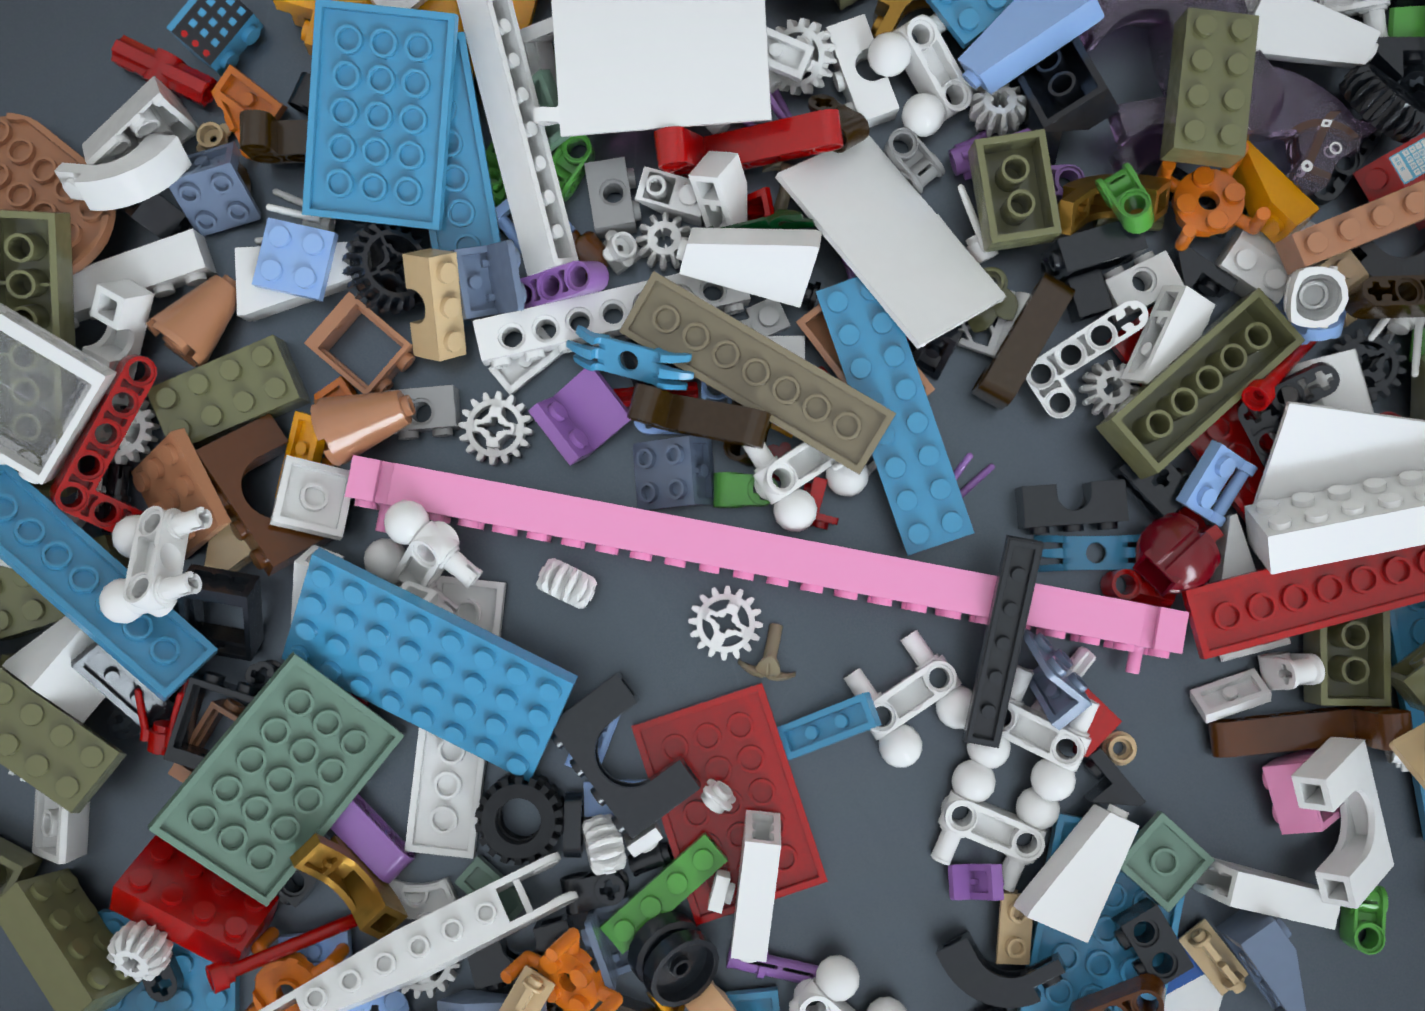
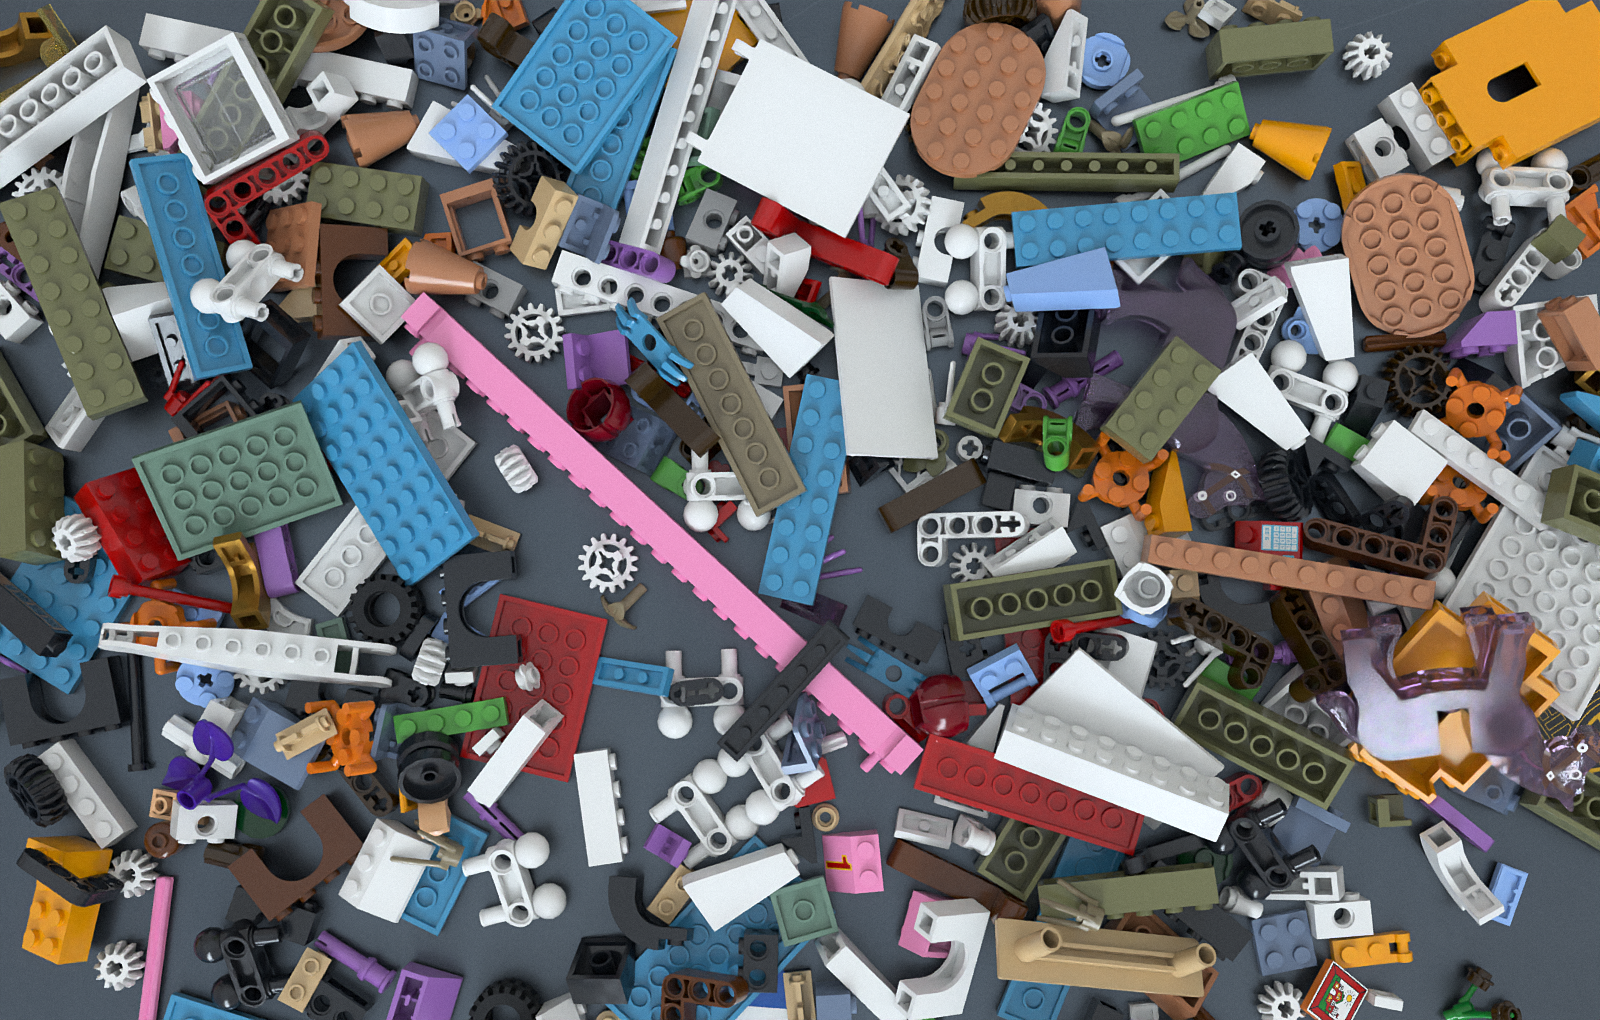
camera: 35 degrees right, 0 degrees up
(590, 668) = (493, 537): none -> tan hinge
(604, 461) = (592, 403): none -> dark red piece
(877, 886) = (600, 807): none -> white brick
(914, 707) = (696, 699): none -> black beam
(989, 533) = (820, 613): none -> clear purple slope
(1028, 259) = (975, 443): none -> white bush
(1094, 139) = (1071, 386): none -> medium lavender pin
(1180, 776) = (853, 862): none -> bright pink slope

